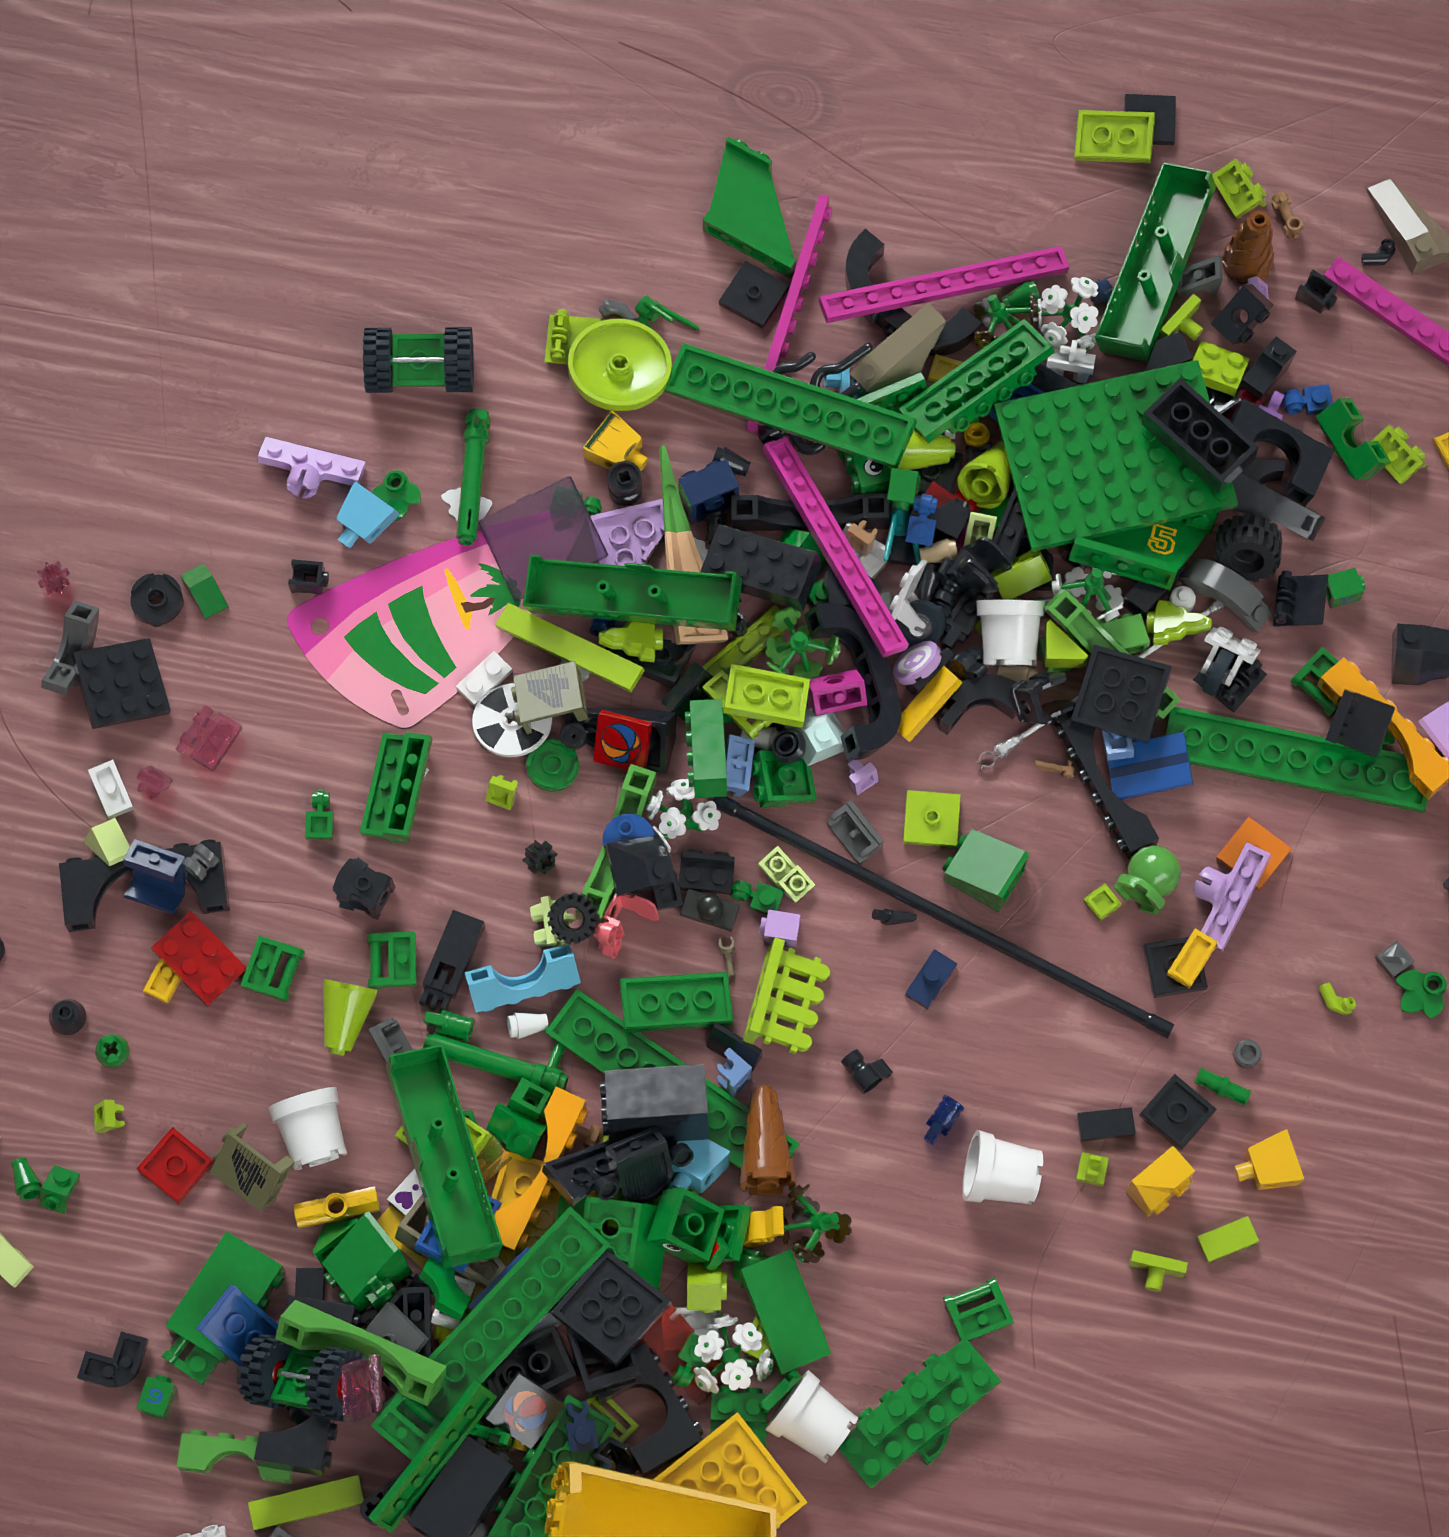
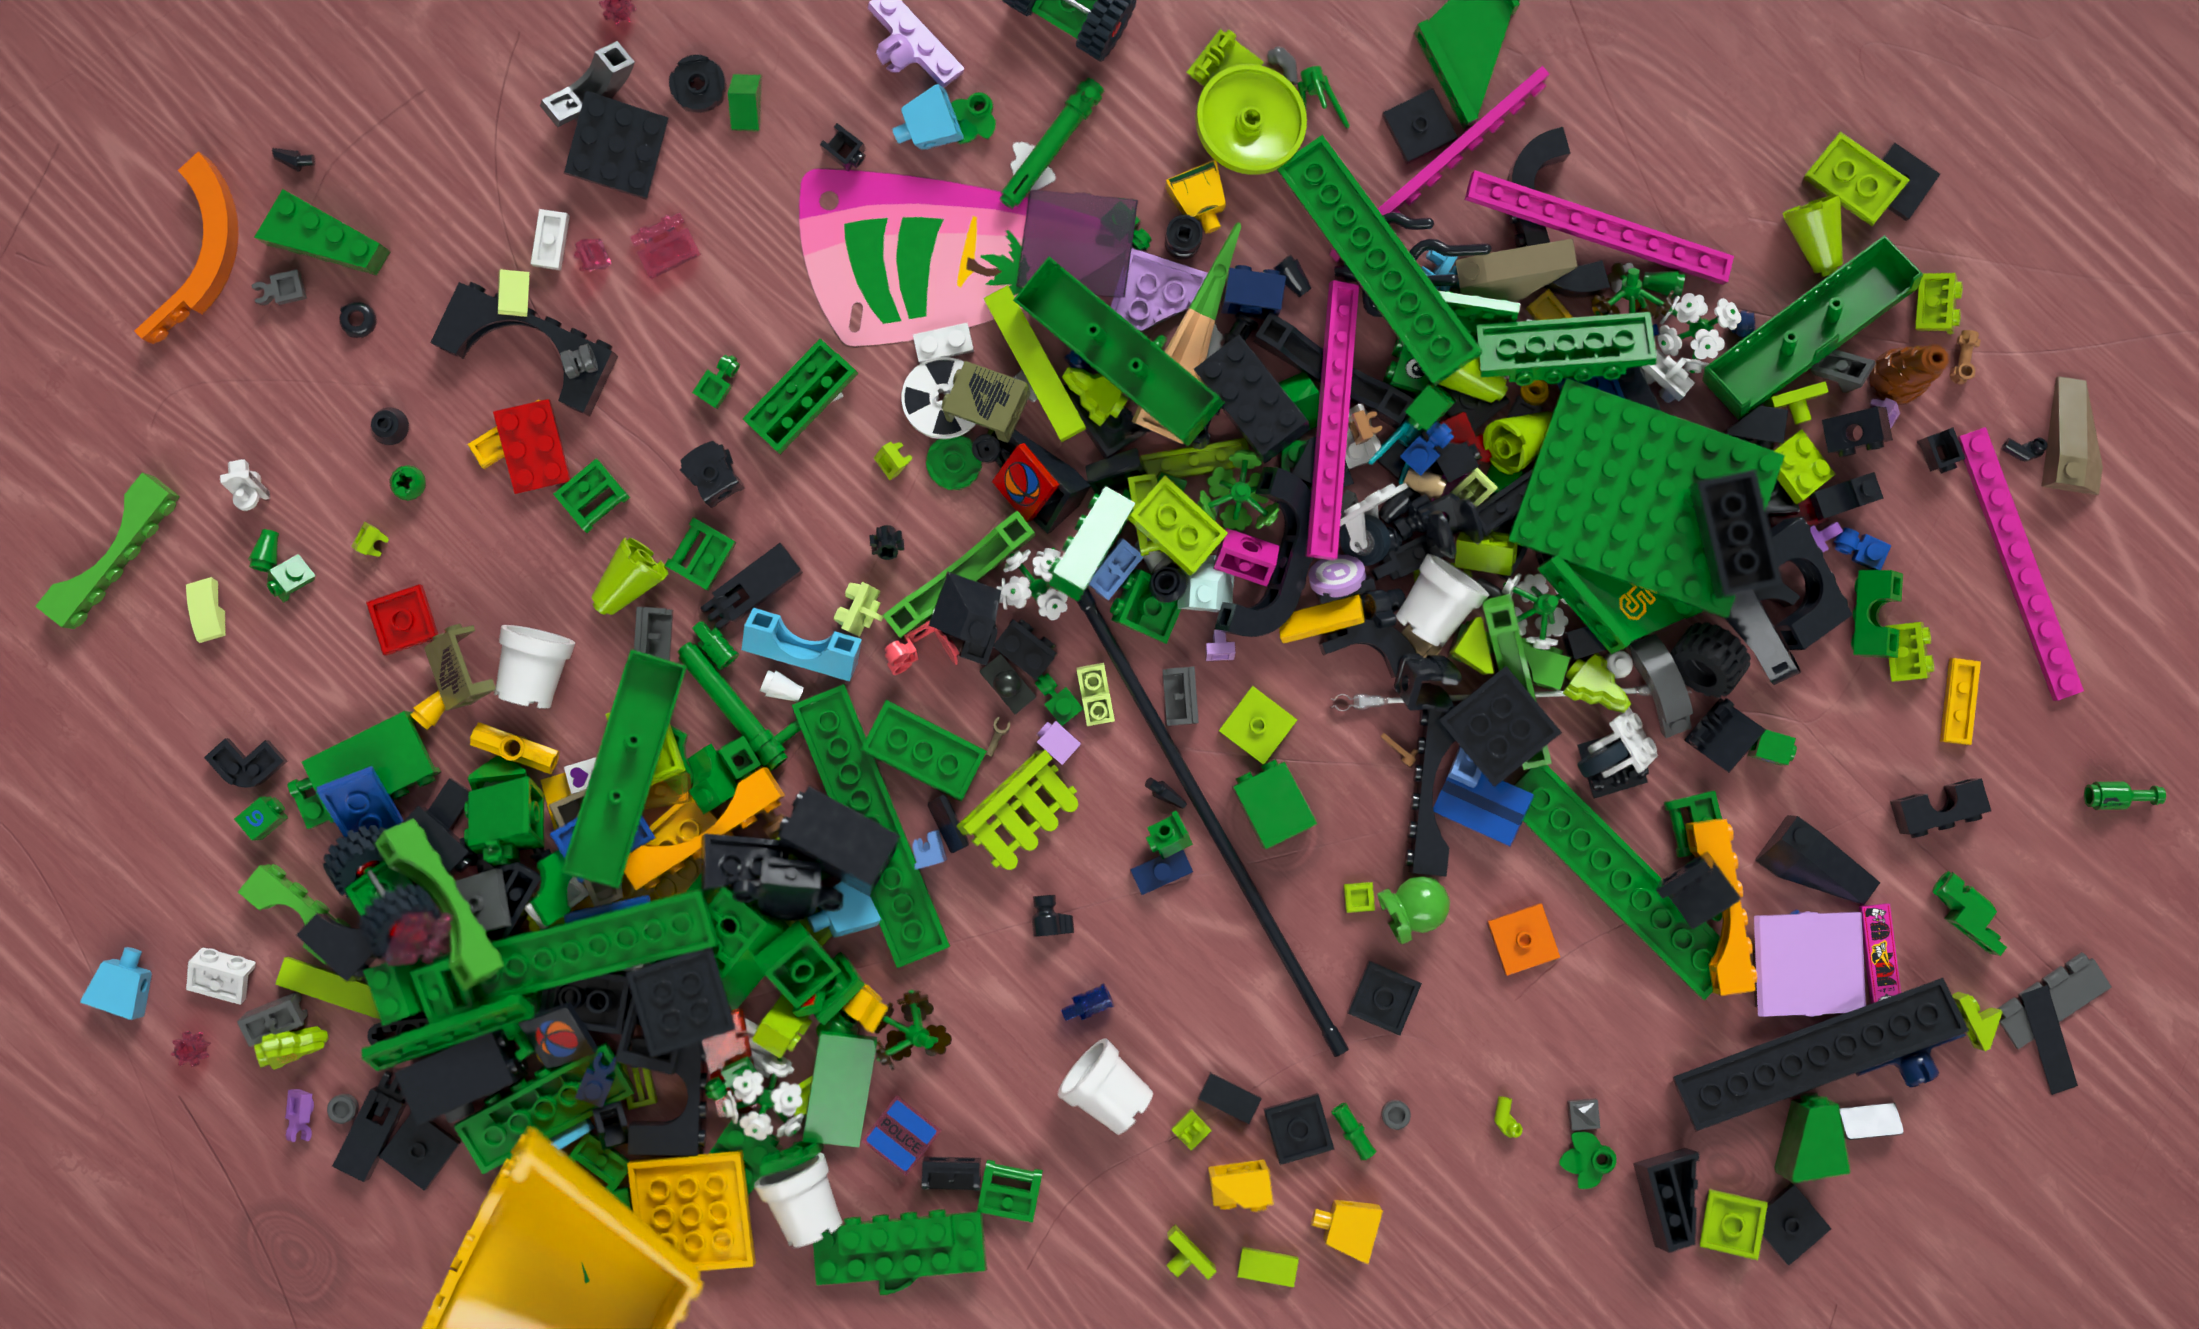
camera: 30 degrees right, 15 degrees up
(156, 876) = (532, 349): dark blue panel -> none
(245, 1222) = (429, 710): none -> yellow cone
(368, 1452) = (394, 990): none -> green slope
(557, 922) = (864, 633): black tyre -> none
(626, 828) = (977, 566): blue plate -> none
(766, 1151) = (914, 936): dark orange cone -> none
(860, 1320) = (901, 1135): none -> piece
(919, 945) = (1168, 836): none -> green brick
(921, 1327) = (951, 1173): none -> black hinge
(1113, 191) = (1818, 232): none -> lime cone
(1192, 958) = (1403, 1003): yellow tile -> none
(1230, 892) = (1476, 965): lavender plate -> none

